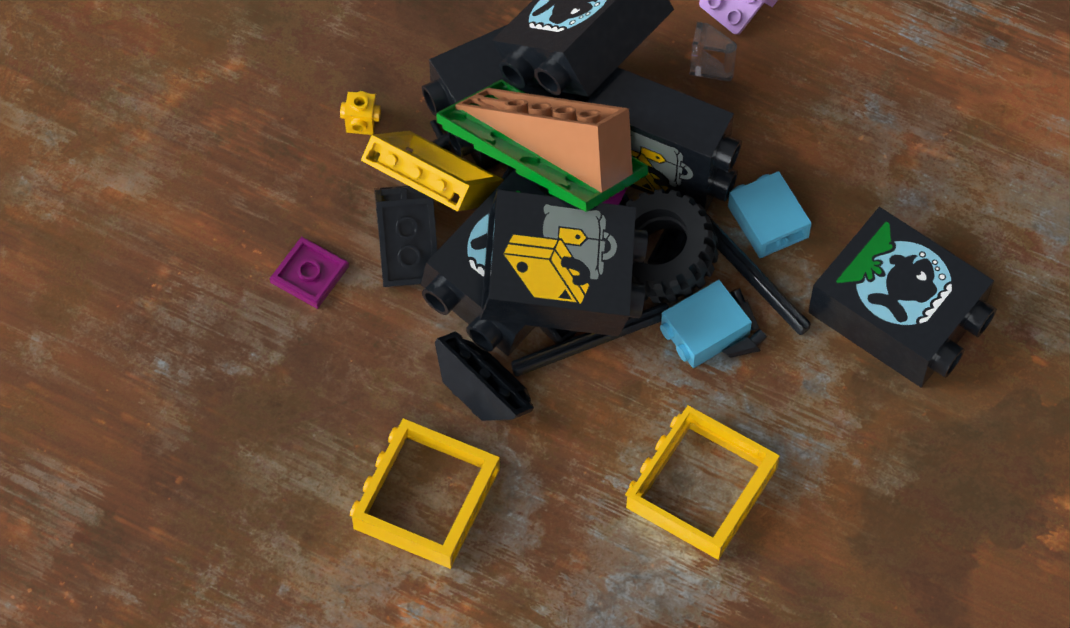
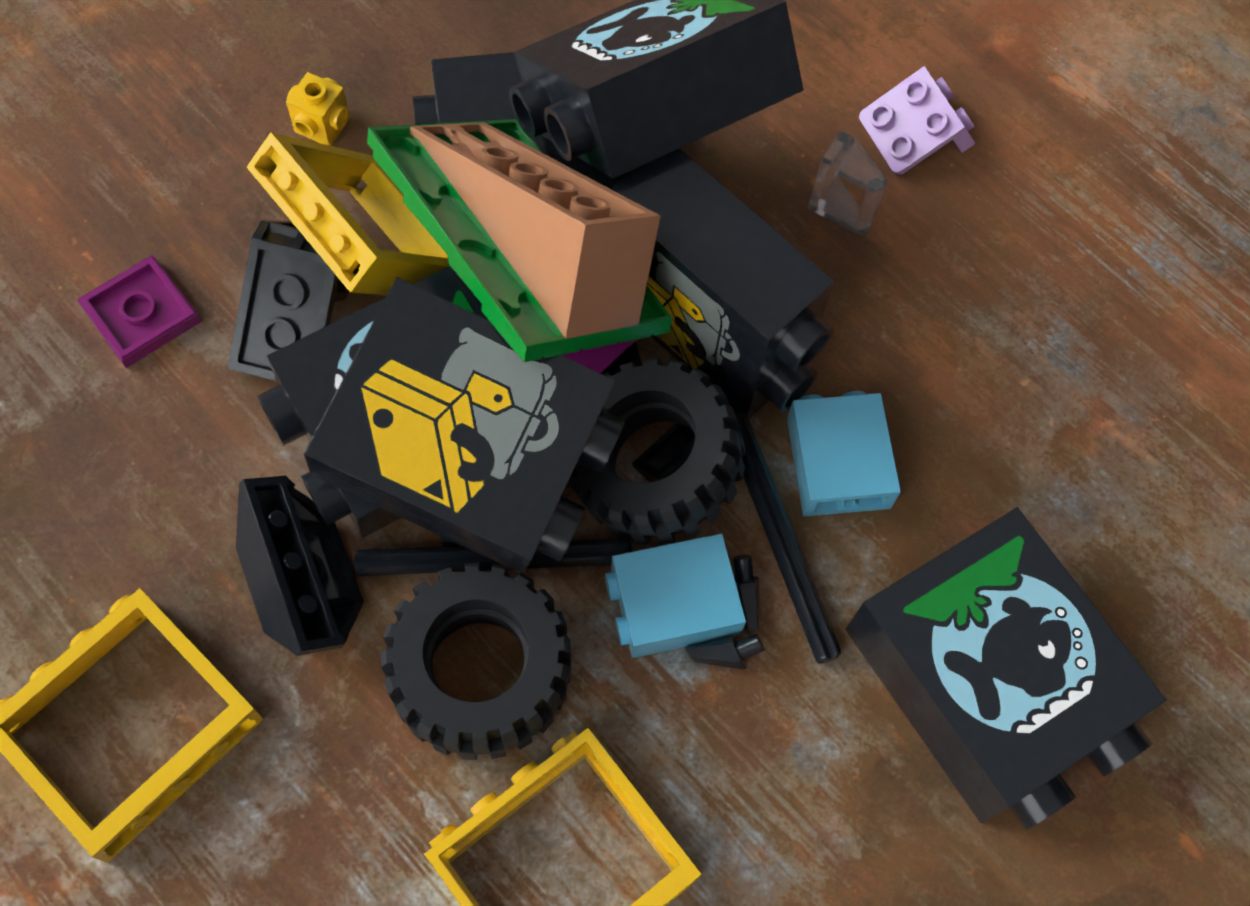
camera: 15 degrees right, 5 degrees up
(611, 359) = (463, 601): none -> black tyre

